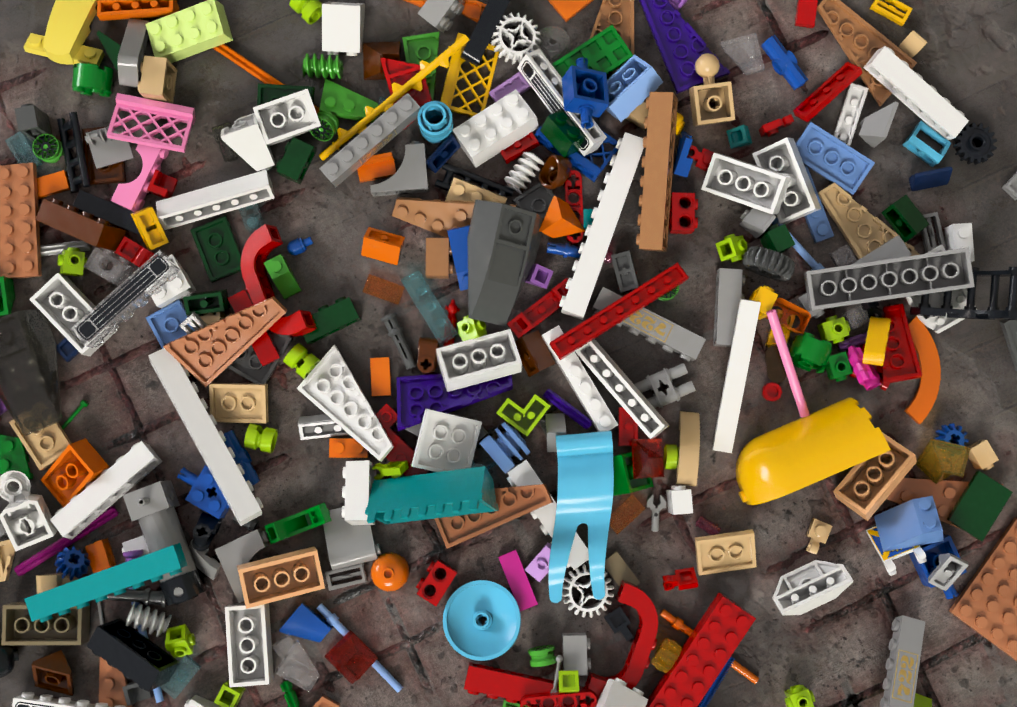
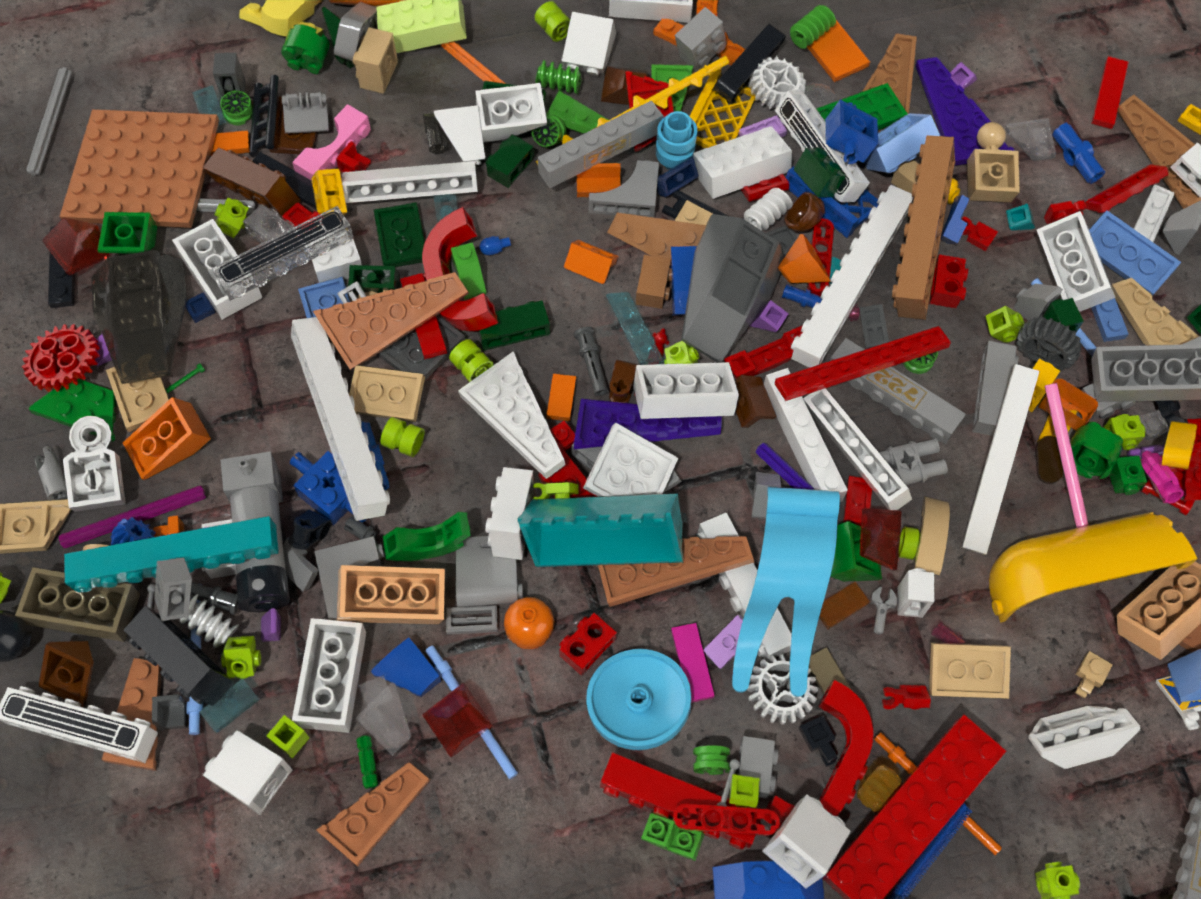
camera: 10 degrees right, 20 degrees down
(105, 490) = (197, 462): white brick -> none
(114, 613) = (172, 589): none -> light grey brick
(154, 110) = (369, 90): bright pink fence -> none
(196, 610) = (271, 626): none -> medium lavender slope
(319, 427) = (480, 442): light grey slope -> none
(346, 448) = (494, 464): orange plate -> none
(383, 289) = (583, 306): clear orange tile -> none
(505, 447) = (702, 493): medium blue wheel -> none
(523, 419) = (728, 466): lime brick -> none
(746, 183) = (1028, 253): white brick -> none
(771, 391) = (1042, 493): red tile -> none

